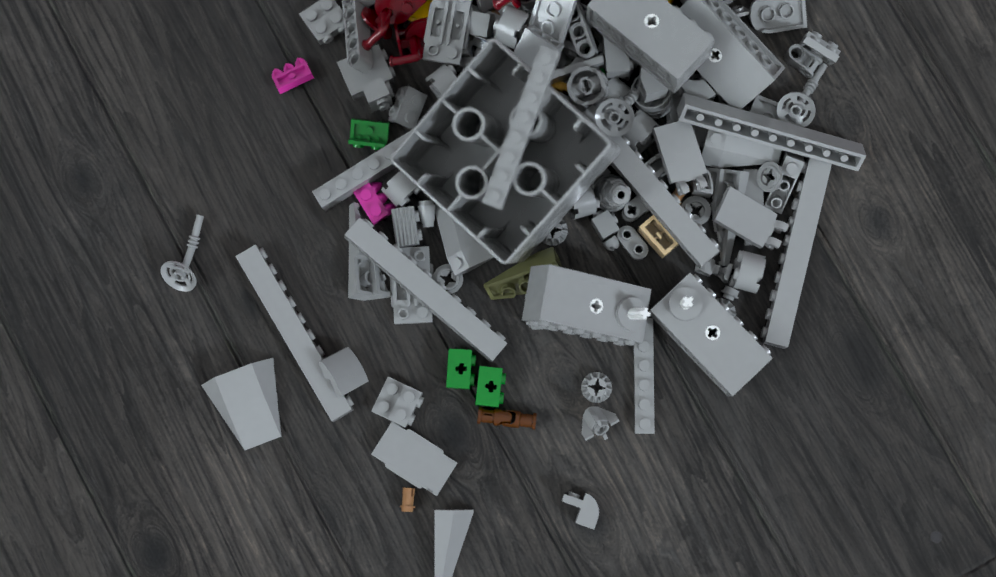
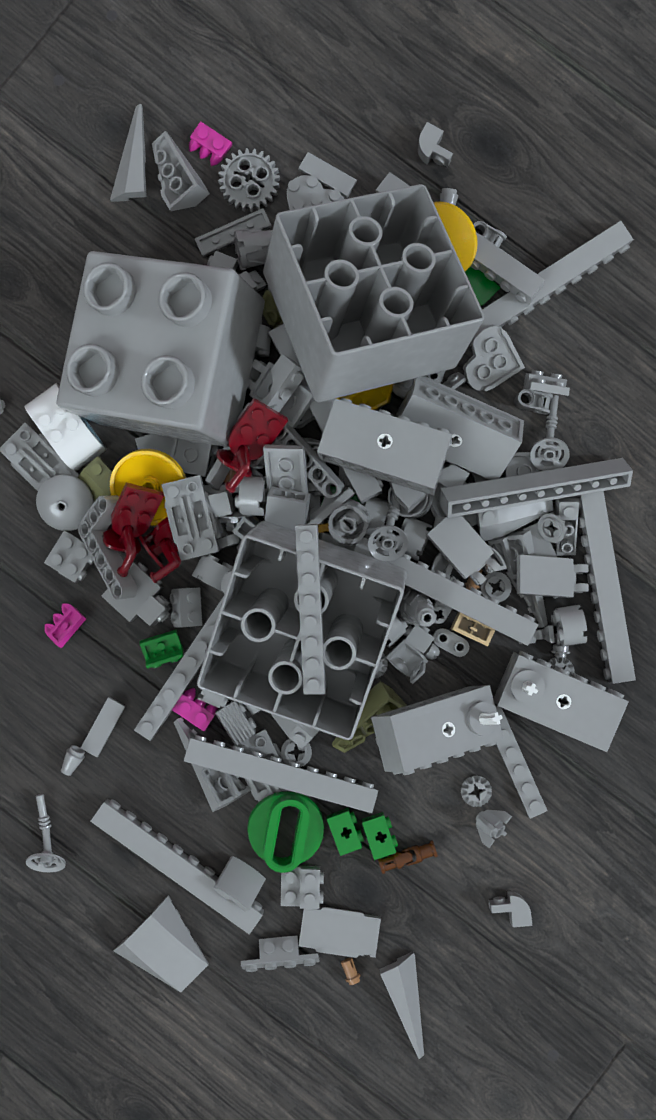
camera: 25 degrees left, 5 degrees up
(244, 196) = (72, 759): none -> light grey cone
(284, 181) = (103, 727): none -> light grey tile
(349, 454) = (279, 952): none -> light grey bracket
(426, 355) = (264, 826): none -> green piece
(586, 238) = (408, 660): none -> light grey piece

